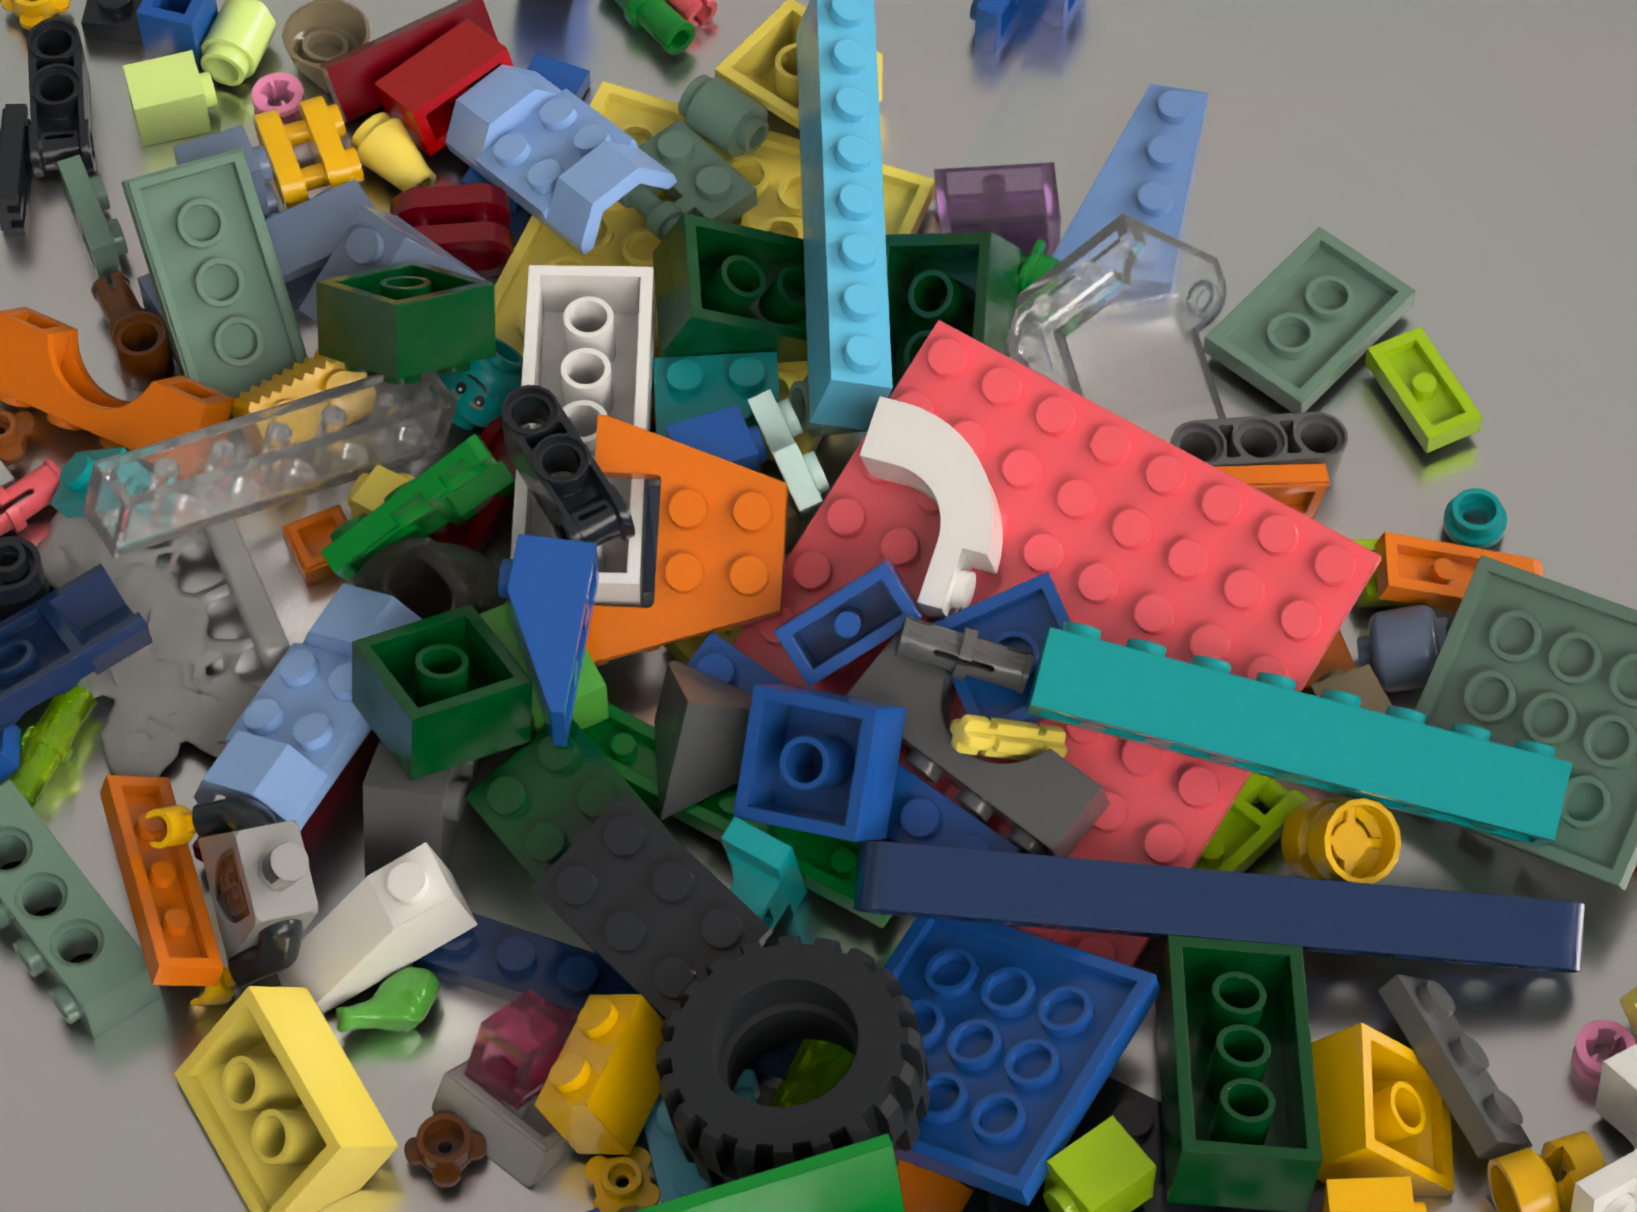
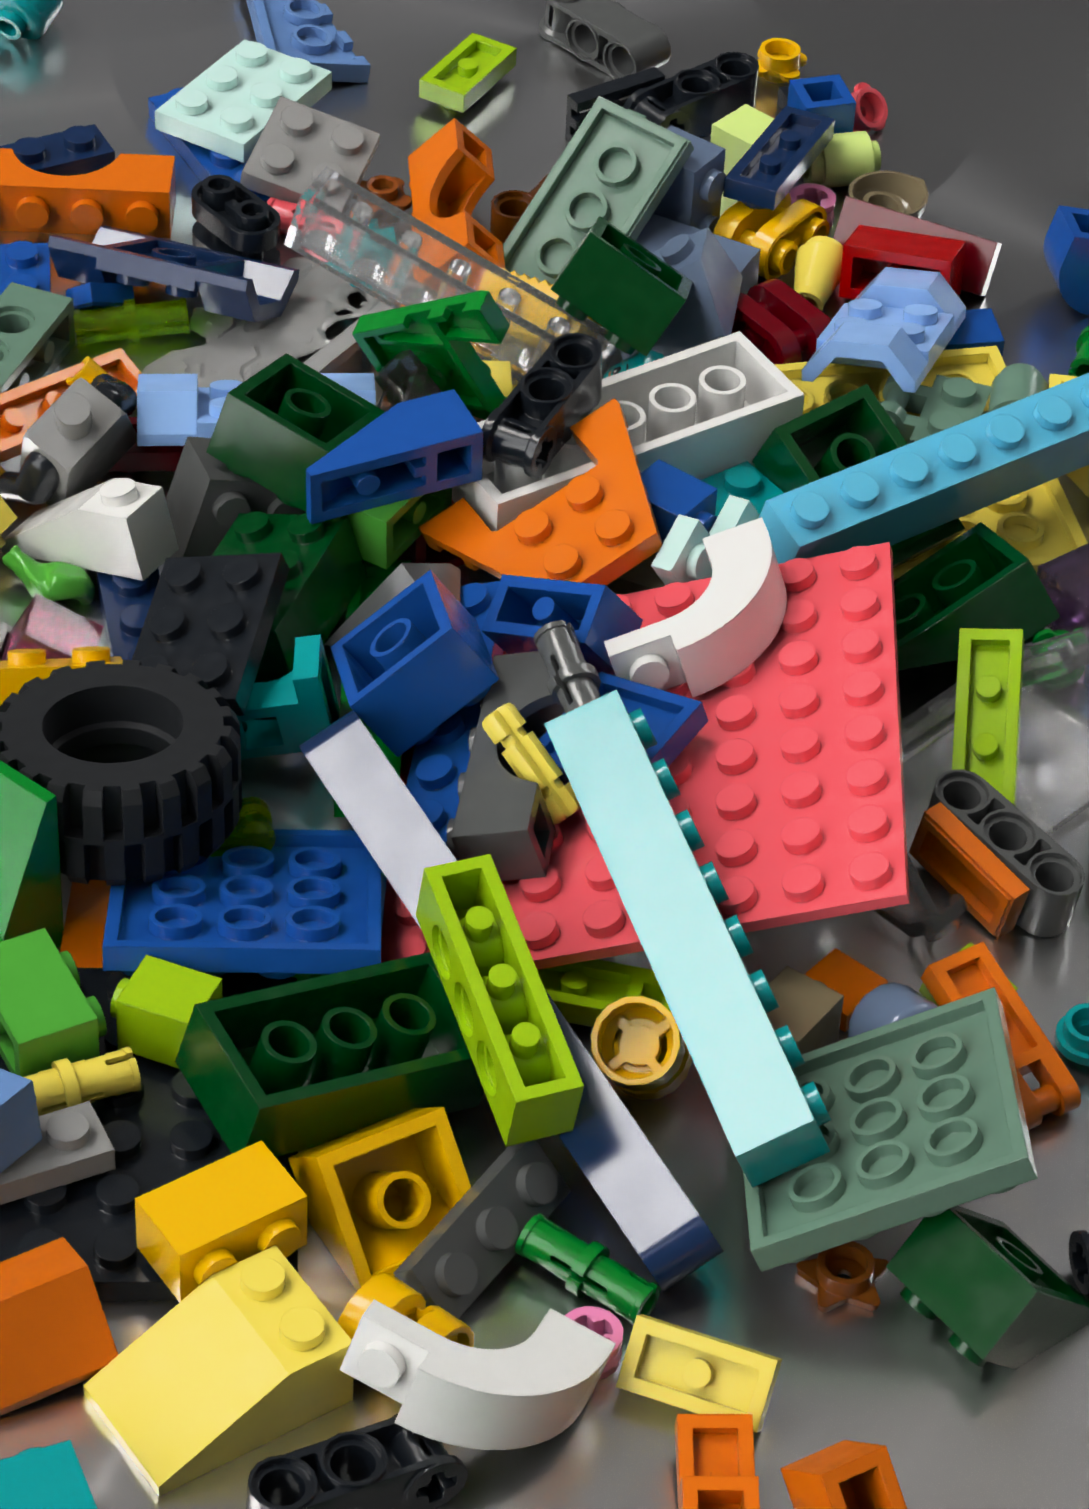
camera: 55 degrees right, 15 degrees down
(248, 87) = (778, 158): none -> dark blue plate
(1107, 367) = (989, 706): none -> lime plate
(1296, 916) = (499, 1000): none -> lime brick
(1533, 1012) = (587, 1268): none -> green pin

